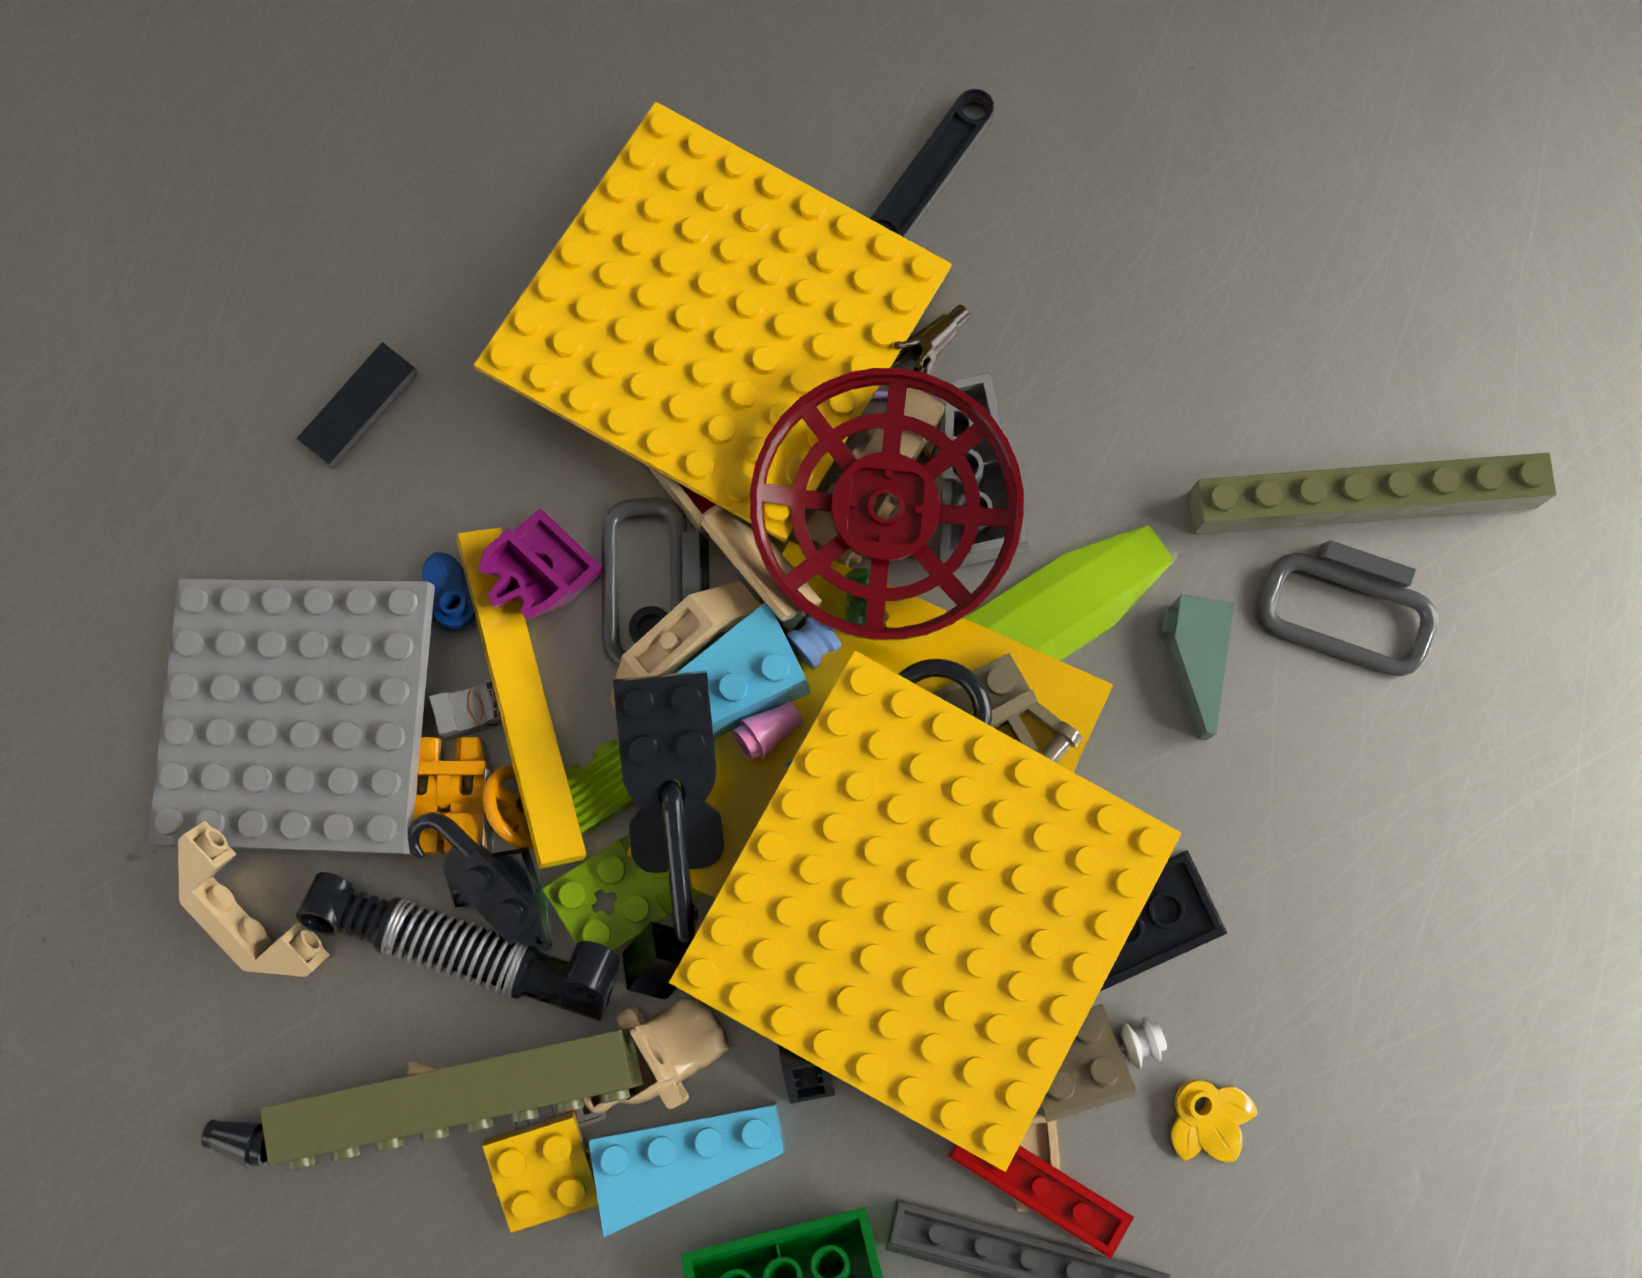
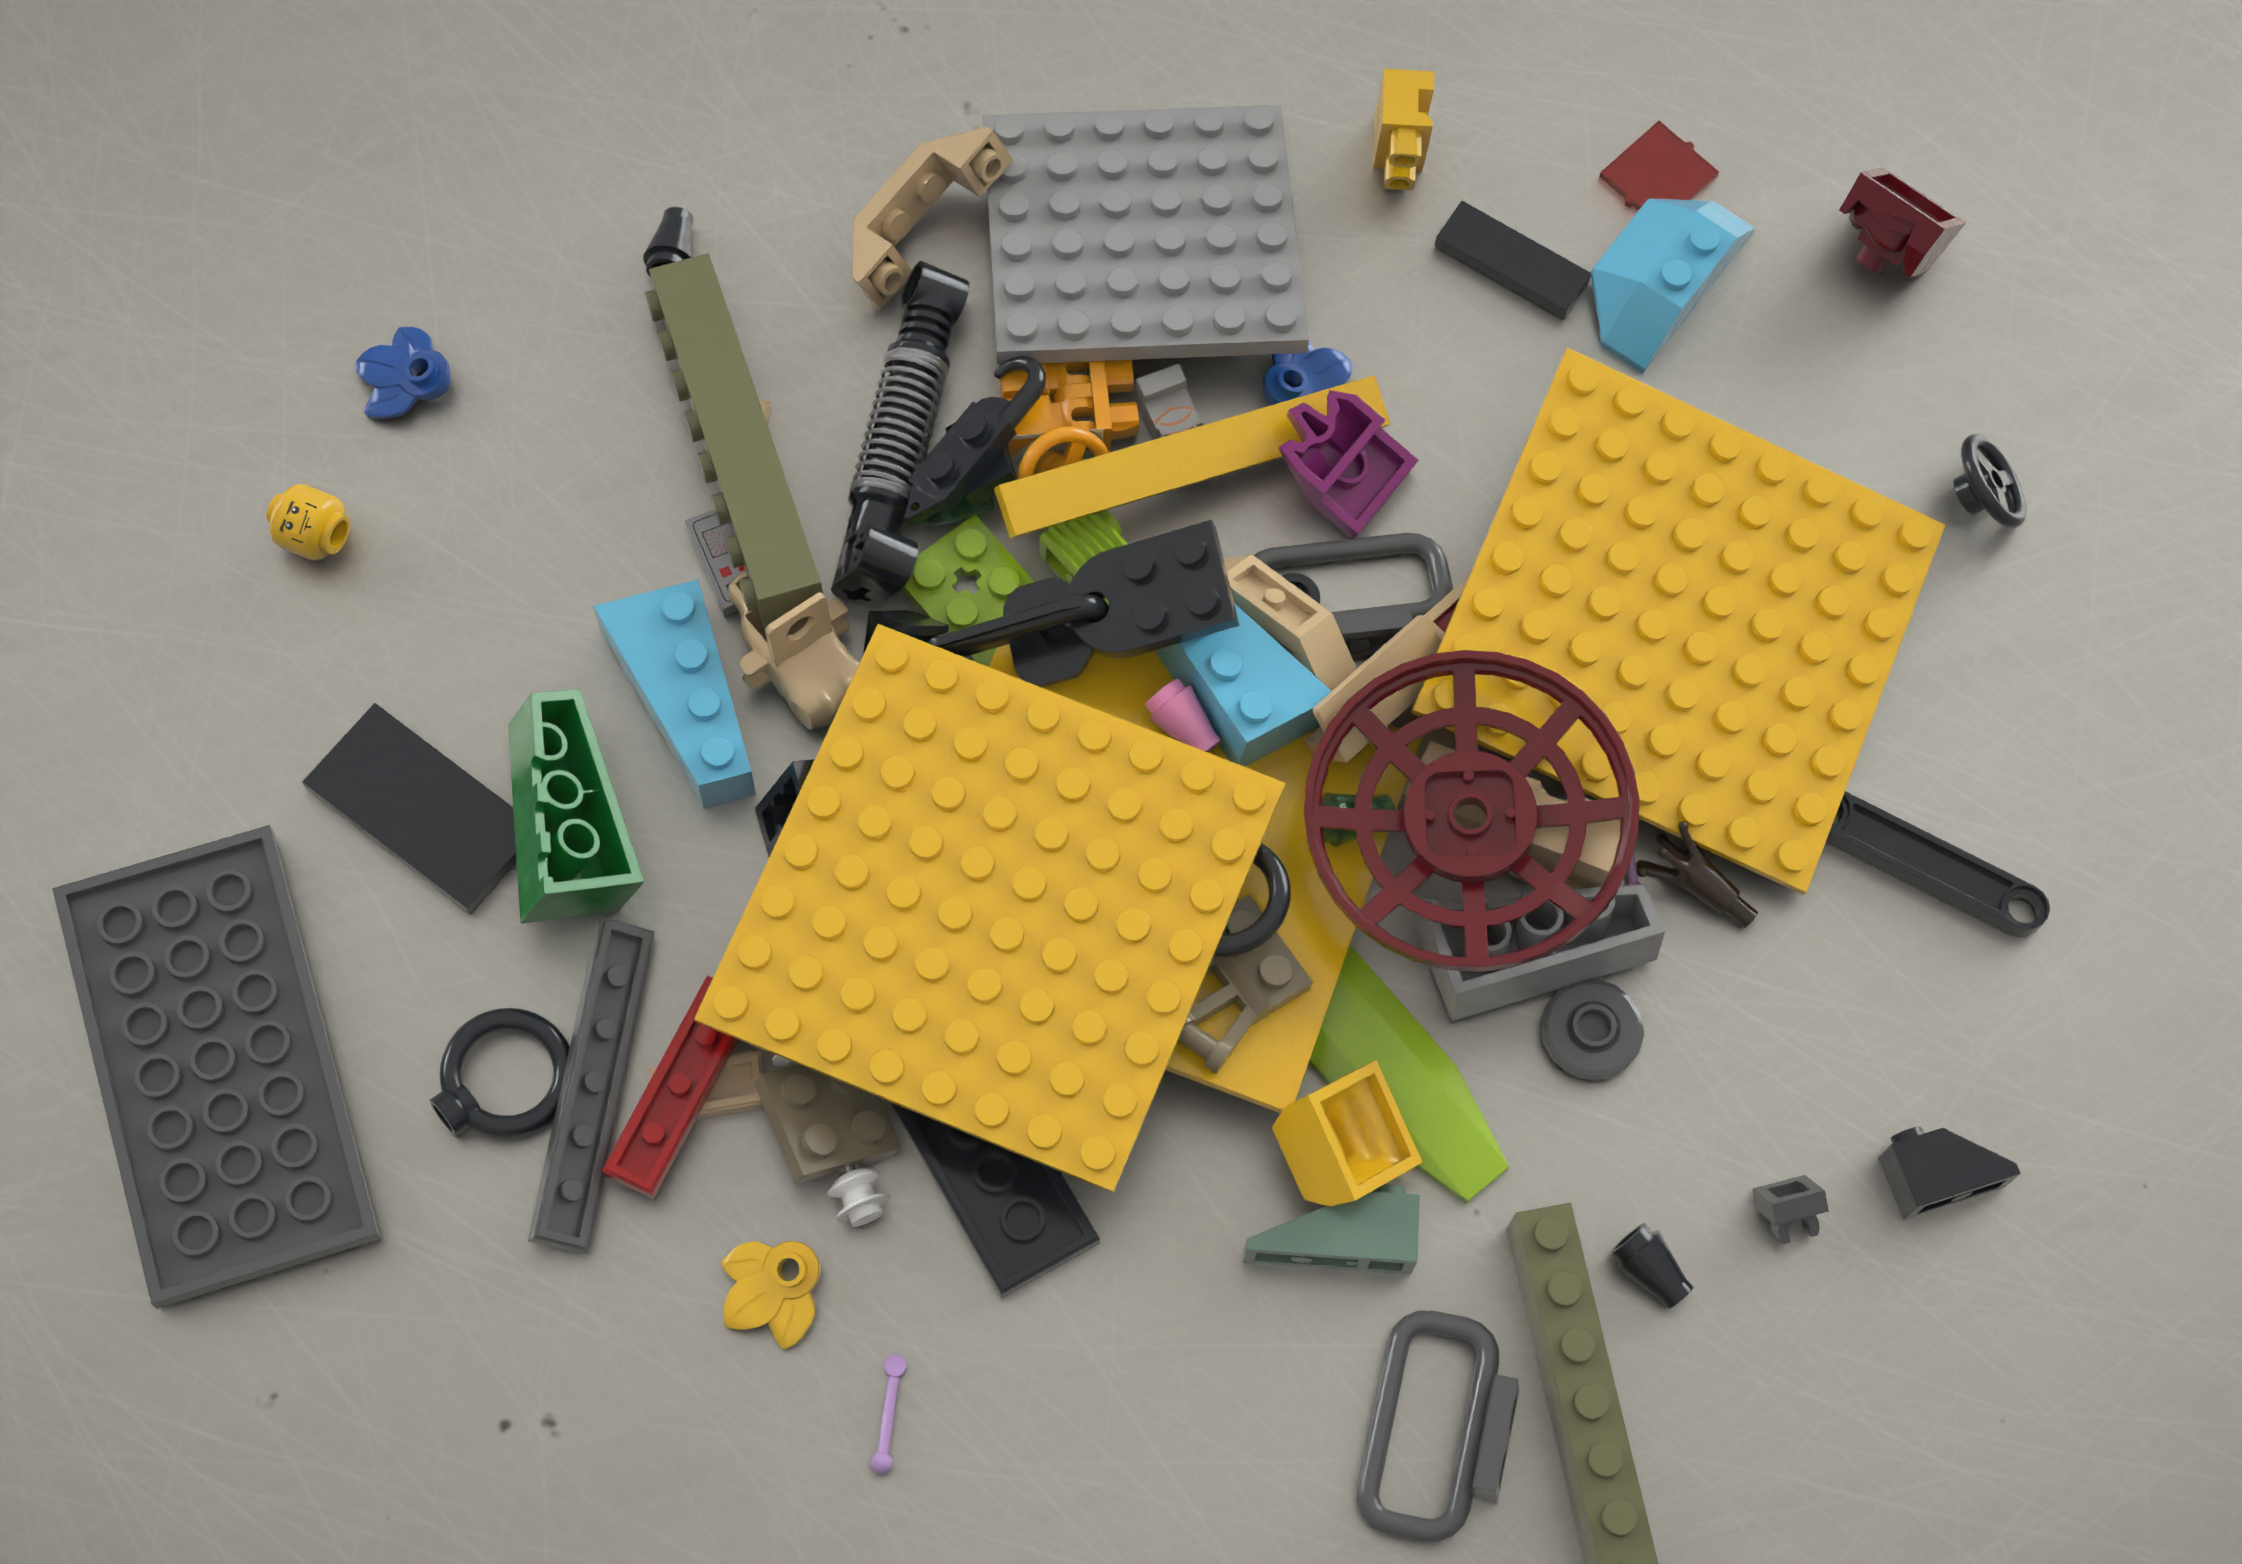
camera: 80 degrees right, 10 degrees down
(225, 479) = (1402, 126): none -> yellow hips
(292, 273) = (1658, 168): none -> clear red piece
(377, 86) = (1897, 223): none -> dark red brick
(389, 284) = (1661, 273): none -> medium azure wedge
(541, 1171) = (660, 541): yellow plate -> none
(619, 63) = (1985, 484): none -> black piece
(813, 642) = (1292, 760): light blue wheel -> none
(1045, 444) = (1592, 1029): none -> dark grey wheel
(1134, 643) = (1346, 1138): none -> yellow brick
(1181, 208) = (1941, 1170): none -> black slope
(1196, 319) = (1791, 1201): none -> dark grey tile
(1233, 431) = (1651, 1264): none -> black cone
(1277, 1024) = (895, 1368): none -> lavender hinge

